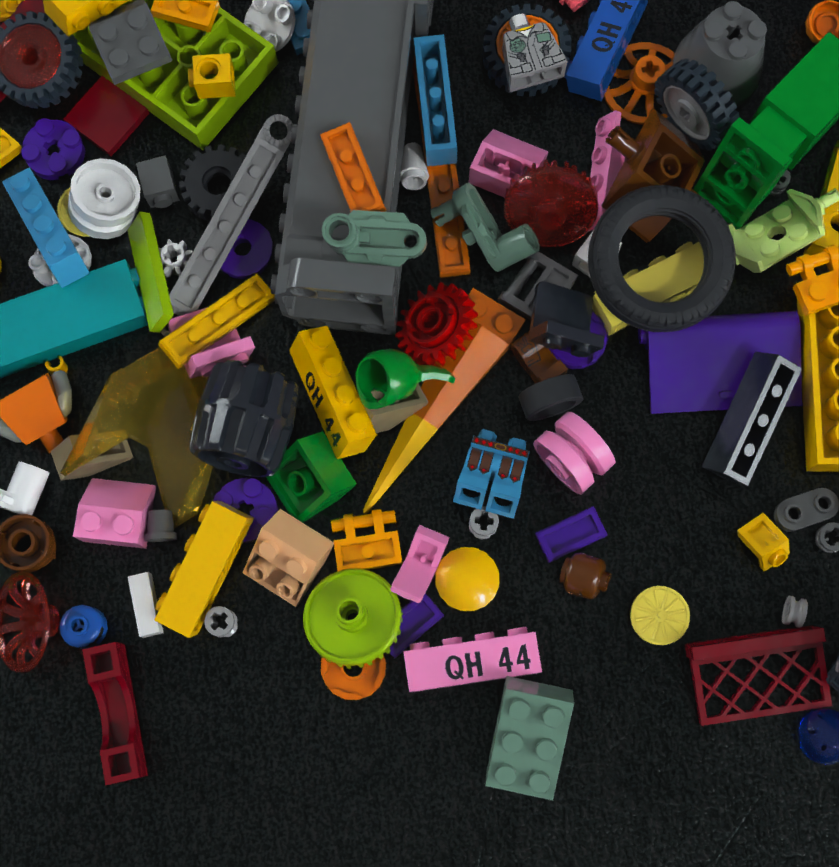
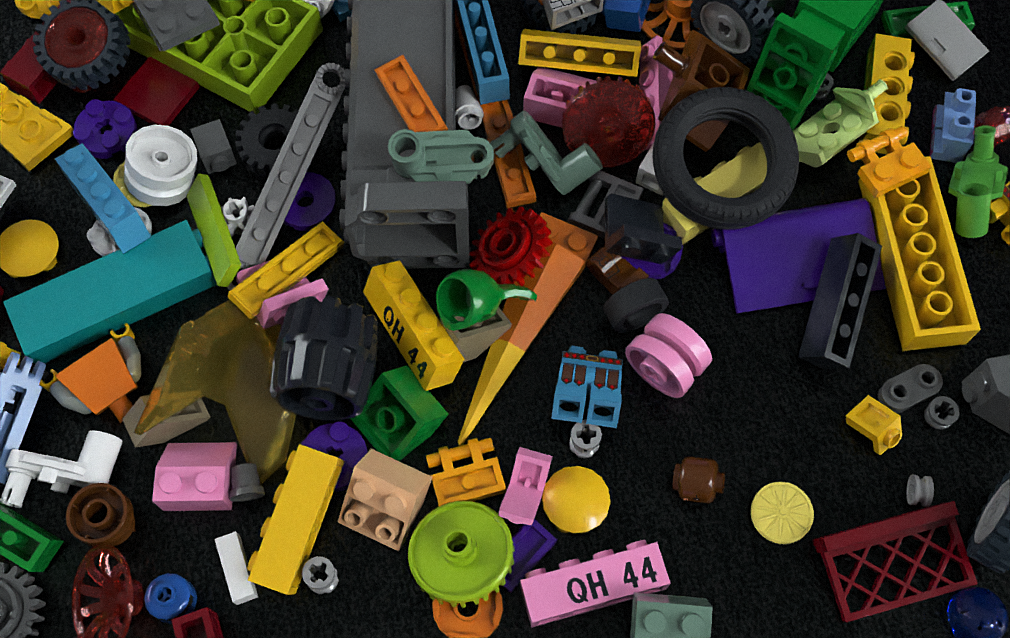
camera: 10 degrees left, 10 degrees down
(221, 85) = (260, 38): yellow brick -> none
(534, 120) = (579, 52): none -> yellow brick
(571, 534) = (676, 441): dark purple tile -> none

